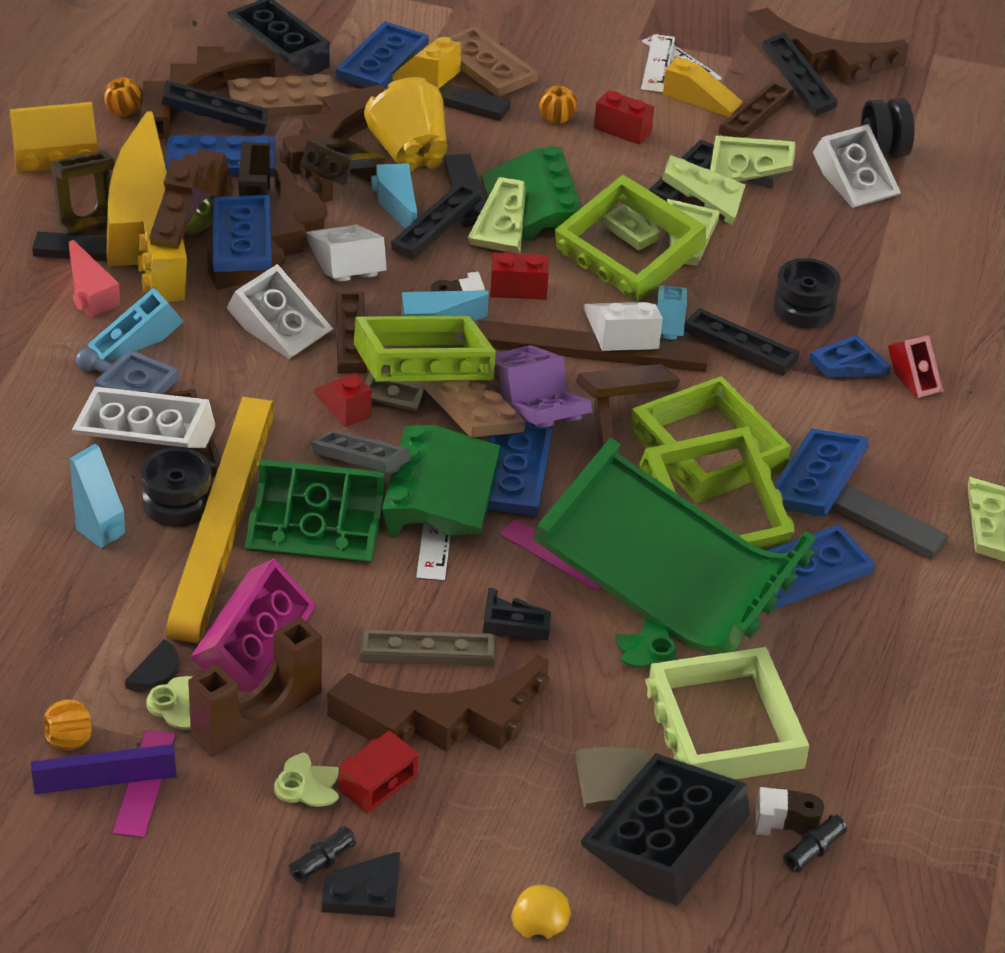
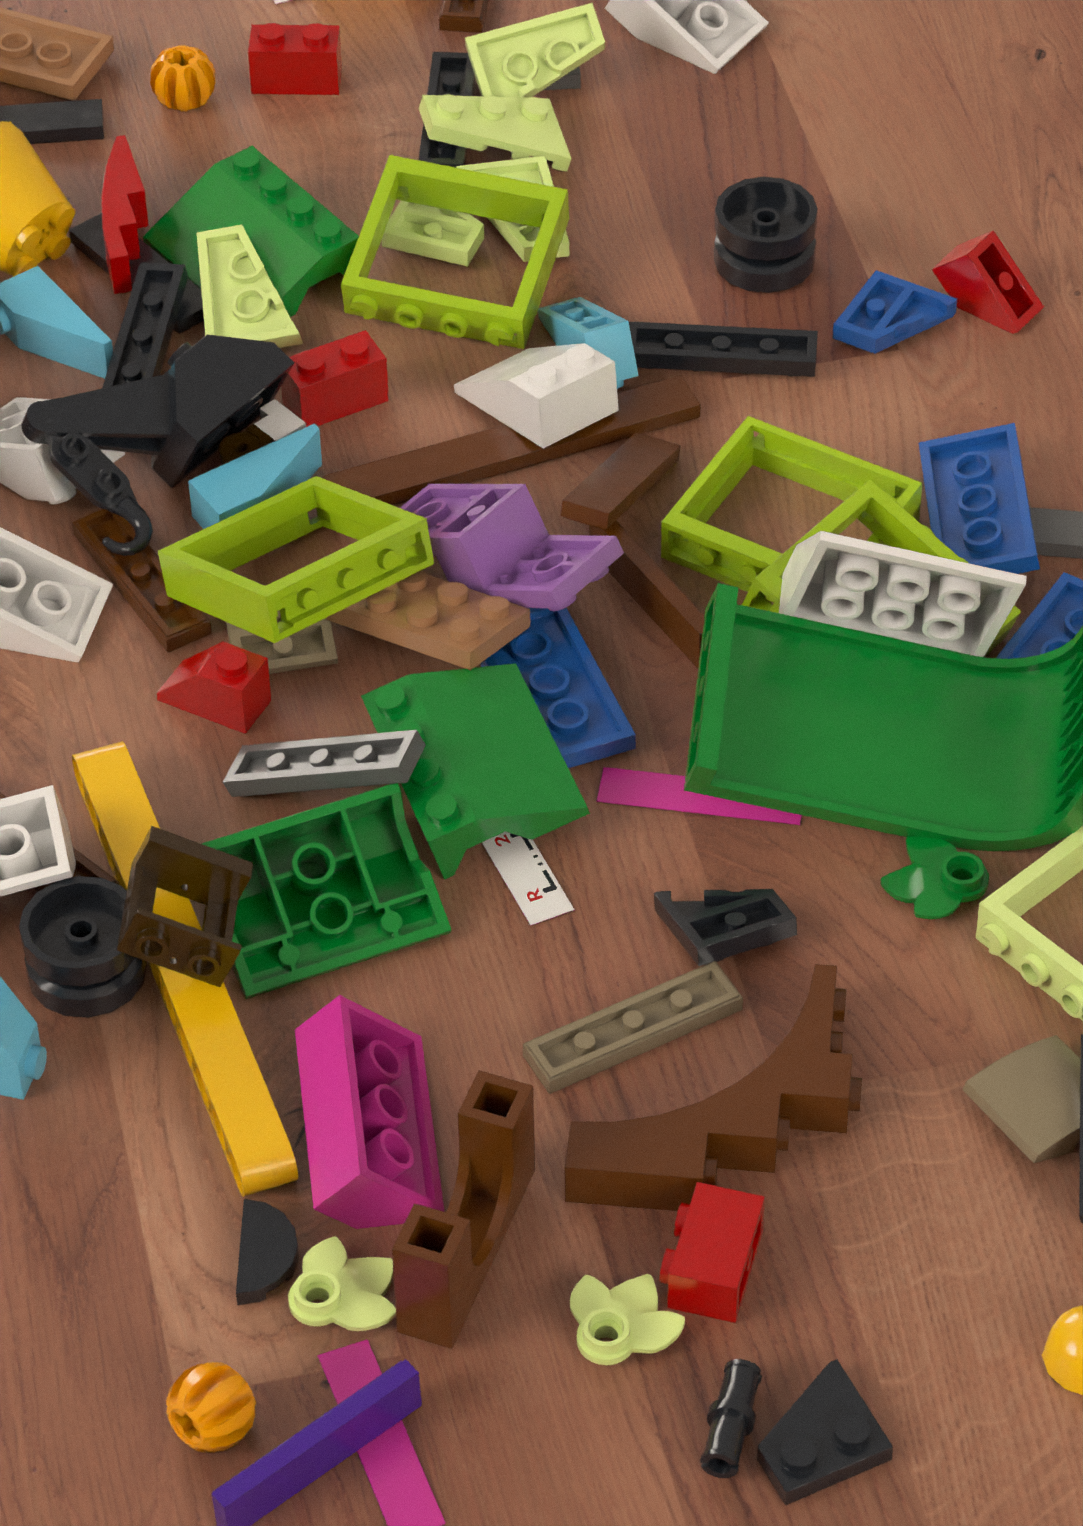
camera: 25 degrees left, 5 degrees up
(247, 469) = (193, 873): none -> dark brown panel
(419, 259) = (172, 417): none -> black slope
(471, 153) = (122, 213): none -> red slope
(710, 485) = (898, 593): none -> white slope

